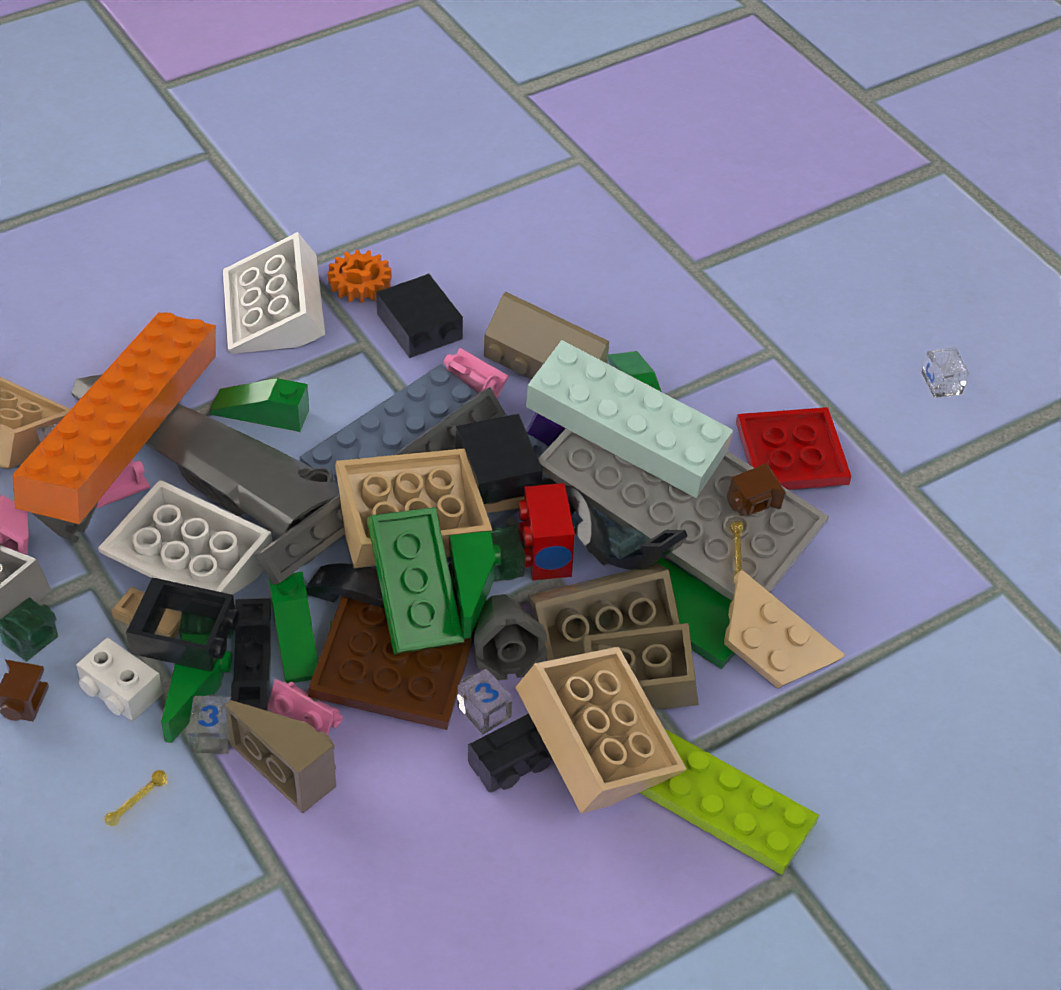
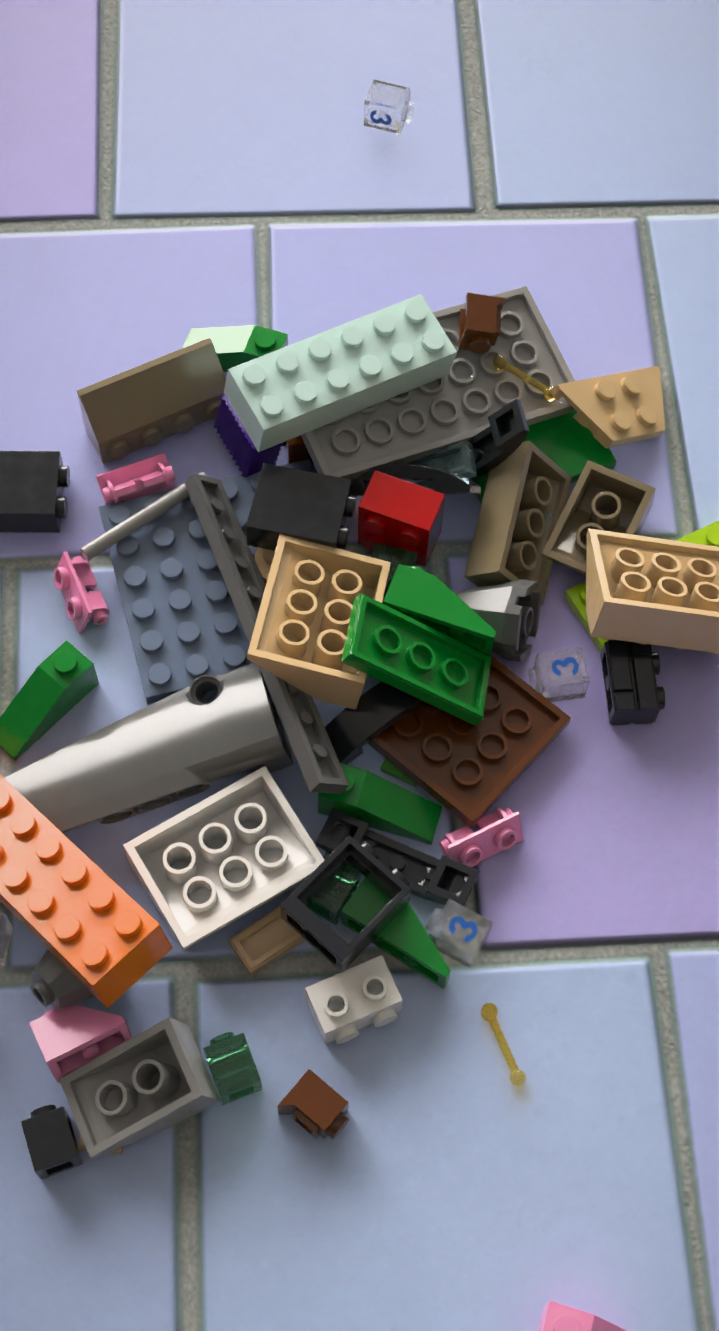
camera: 60 degrees left, 15 degrees up
(284, 752) = (554, 874): dark tan slope -> none
(369, 376) = (74, 579): none -> bright pink hinge
(433, 383) = (135, 522): none -> light grey bar
(796, 445) = (399, 265): red plate -> none

